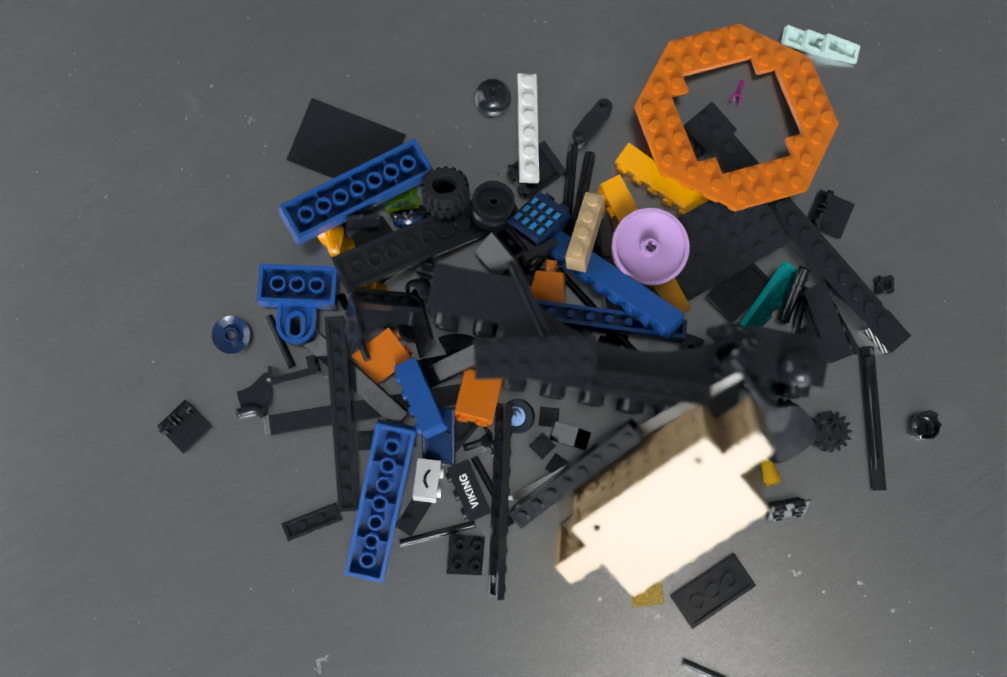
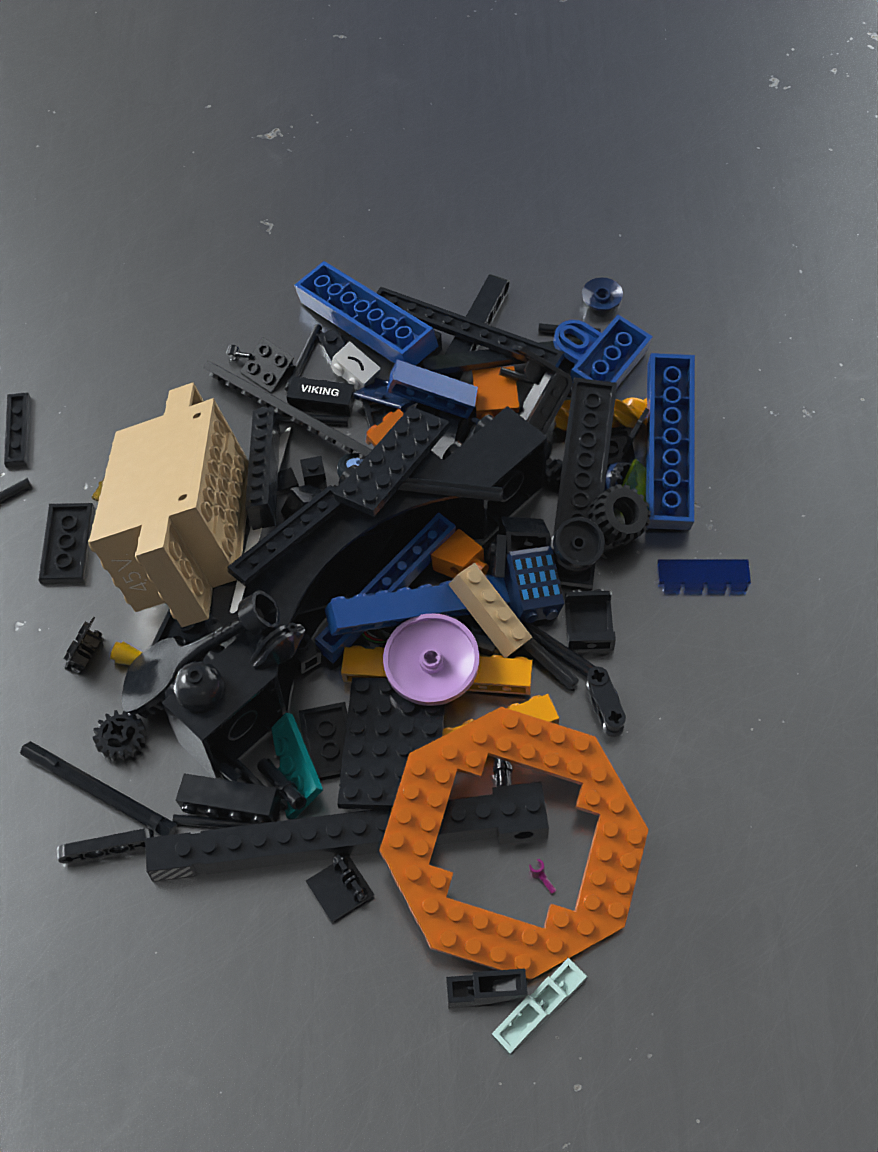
camera: 130 degrees right, 25 degrees down
(184, 426) = (544, 226): black hinge -> none
(255, 398) = (530, 287): black arm -> none
(311, 521) = (391, 270): black tile -> none
(313, 371) = (534, 304): black panel -> none
(338, 141) = (735, 473): black piece -> none
(439, 113) = (697, 572): none -> clear blue windscreen
(469, 591) = (234, 352): none -> black hand
(485, 441) = (353, 428): black plant -> none
(492, 97) = (696, 627): black cylinder -> none
(527, 128) = (640, 635): white plate -> none
(834, 81) = (486, 987): none -> black slope
(889, 288) = (217, 889): black plate -> none
(906, 381) = (103, 846): none -> black beam
(926, 425) = (47, 833): black hair -> none

